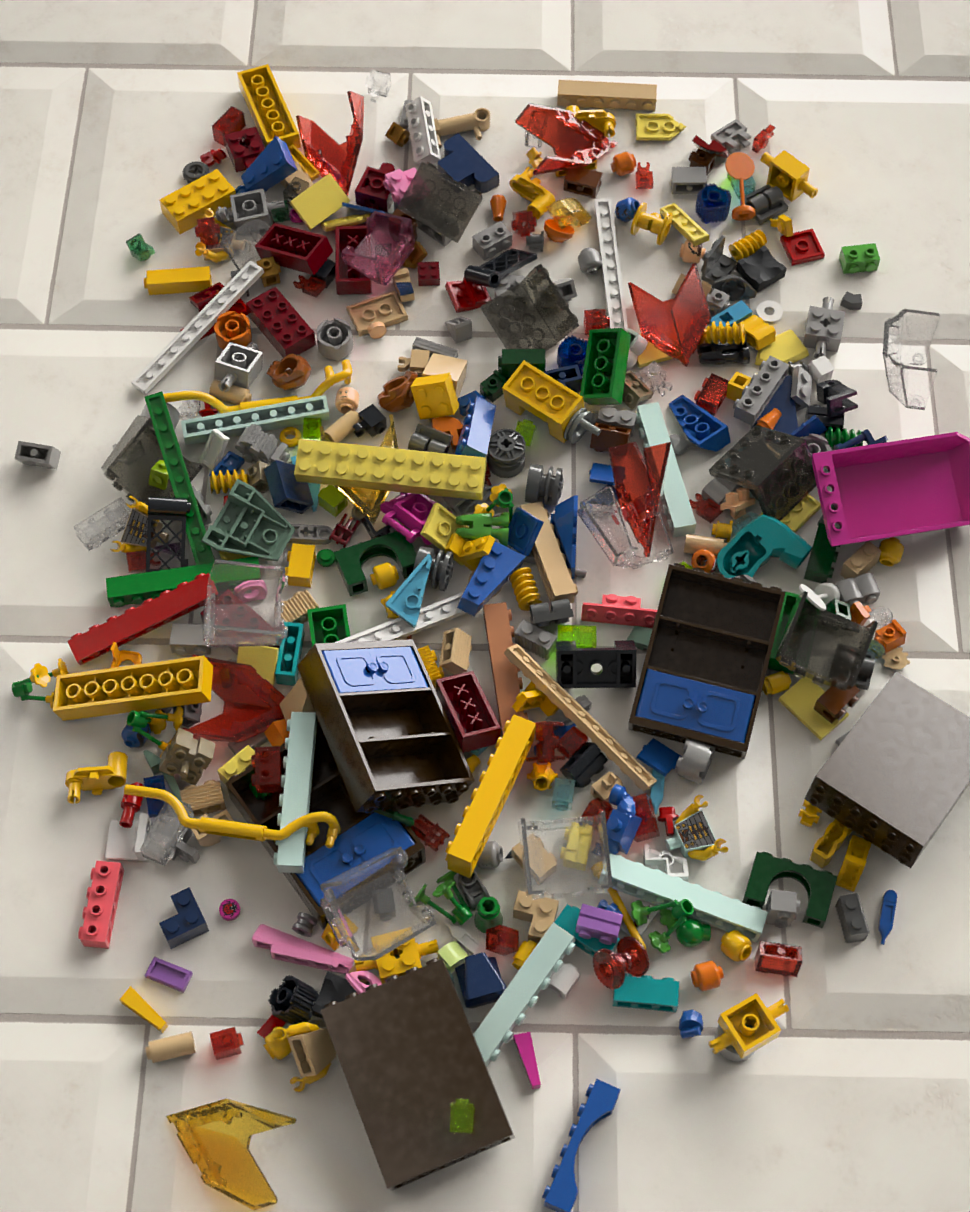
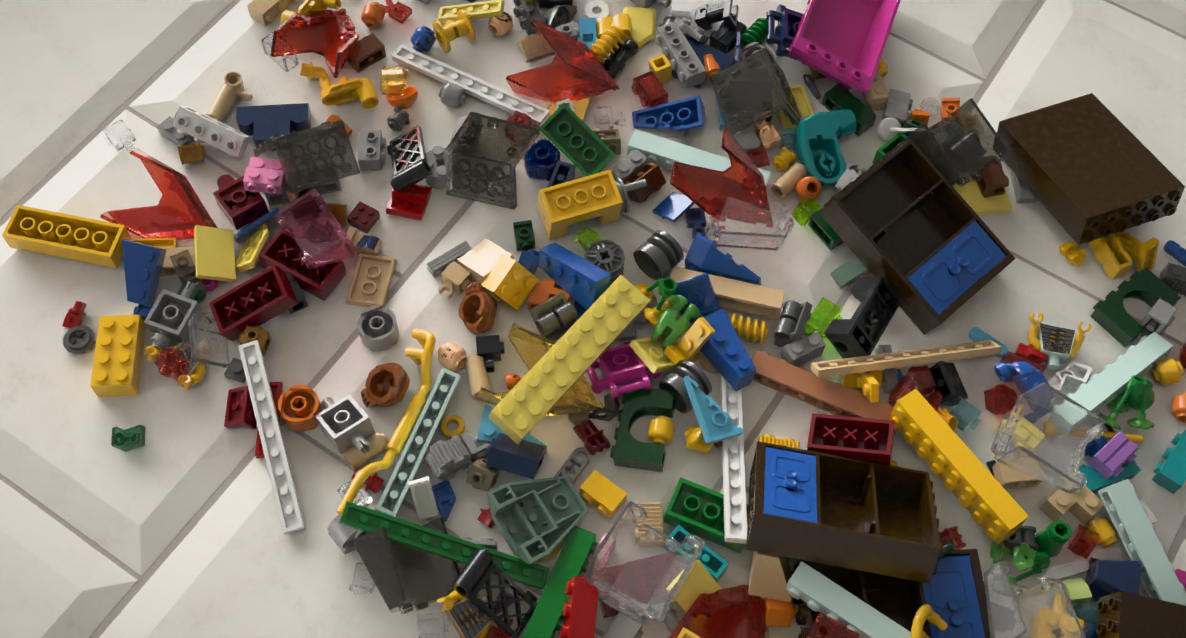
camera: 60 degrees left, 0 degrees up
(159, 475) = (414, 562): lime bracket -> none
(178, 280) = (196, 424): yellow brick -> none
(226, 481) = (465, 505): yellow piece -> none
(230, 122) = (52, 280): clear red brick -> none
(243, 151) = (98, 290): dark red brick -> none
(280, 323) = (322, 363): dark red brick -> none
(310, 286) = (299, 315): clear red plate -> none
(311, 428) = (464, 405): clear neon green bracket -> none
(325, 557) = (607, 468): green plate -> none
(332, 500) = (550, 429): lime brick -> none
(377, 330) = (392, 290): light nougat tile -> none
(455, 651) = (778, 417): tan brick -> none
(460, 329) = (441, 226): light grey slope -> none
(513, 358) = (524, 201): dark green brick -> none
(518, 219) = (373, 116): clear red brick -> none
(604, 786) = (977, 380): tan brick -> none
(611, 966) = (1154, 467): clear red hose -> none
(619, 611) = (812, 273): coral bracket -> none
(658, 757) = (967, 326): blue piece -> none
(695, 761) = (992, 301): light grey brick -> none

